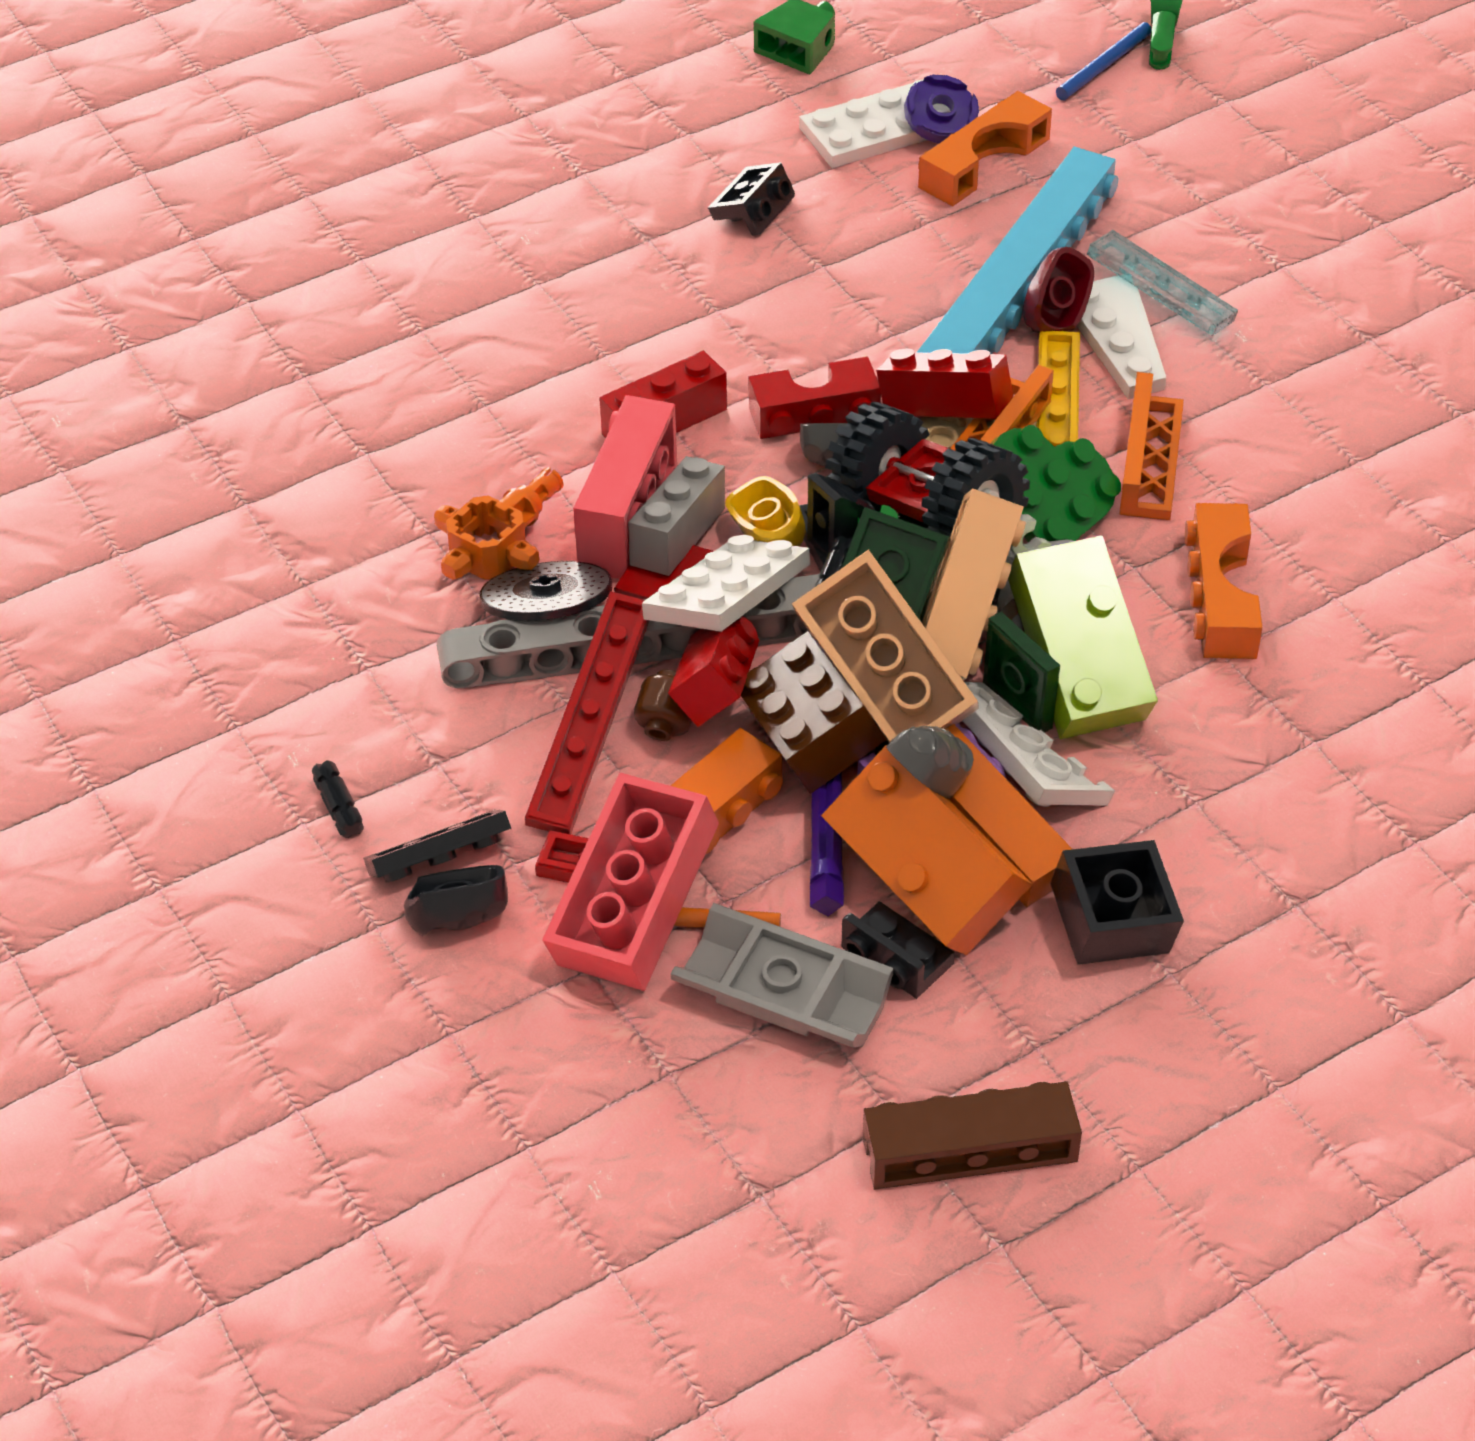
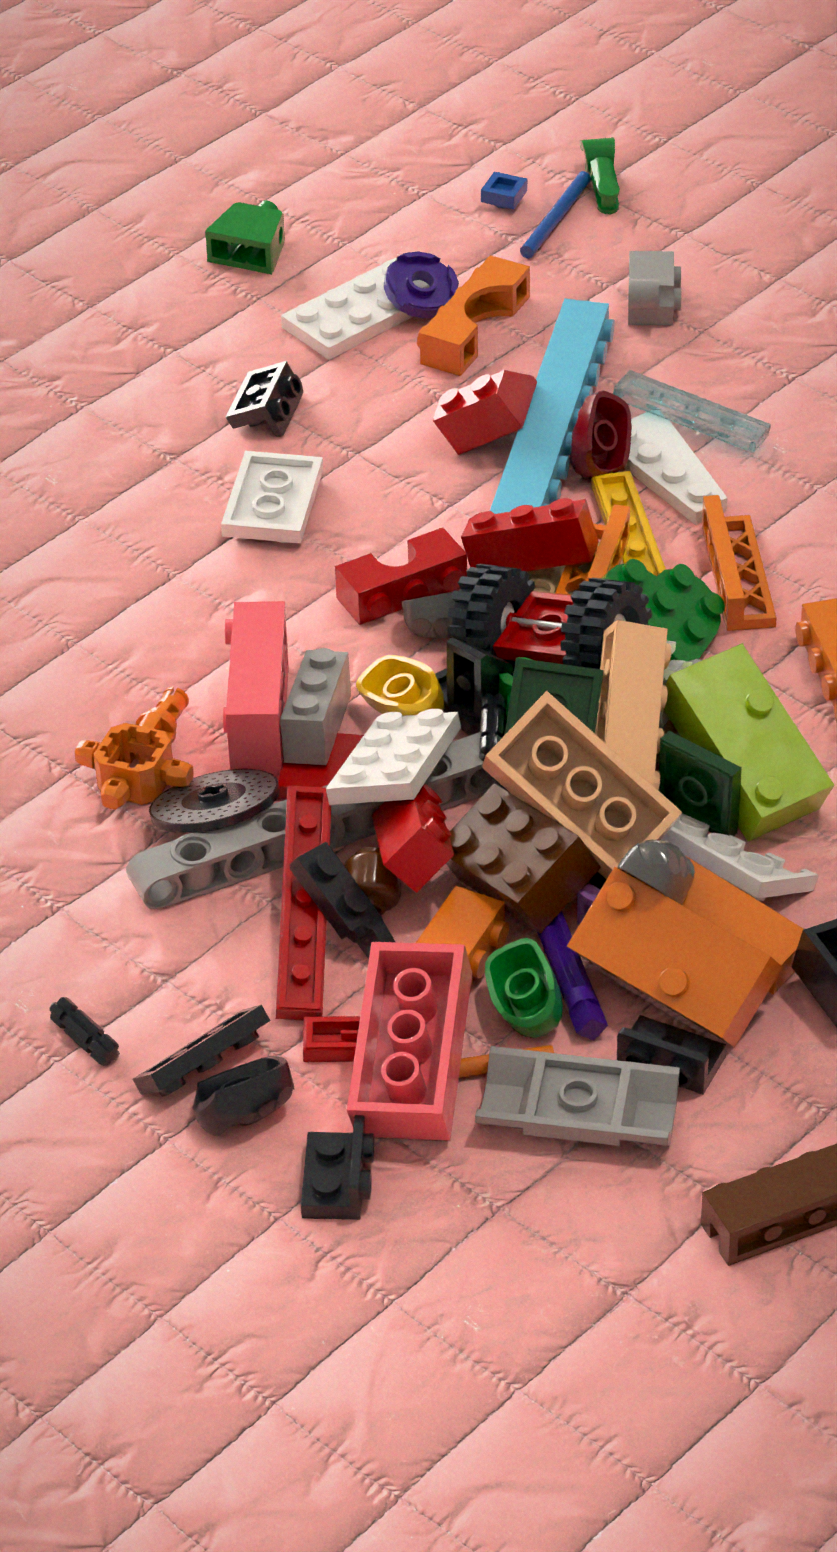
camera: 15 degrees left, 5 degrees down
(520, 1000) = (336, 1174): none -> black bracket
(624, 717) = (340, 897): none -> black hinge
(693, 384) = (278, 579): red brick -> none
(722, 295) = (272, 497): none -> white plate
(770, 849) = (524, 988): none -> green piece
(954, 244) = (484, 409): none -> red slope
(1060, 28) = (504, 190): none -> blue plate
(1169, 150) = (653, 288): none -> light grey hinge

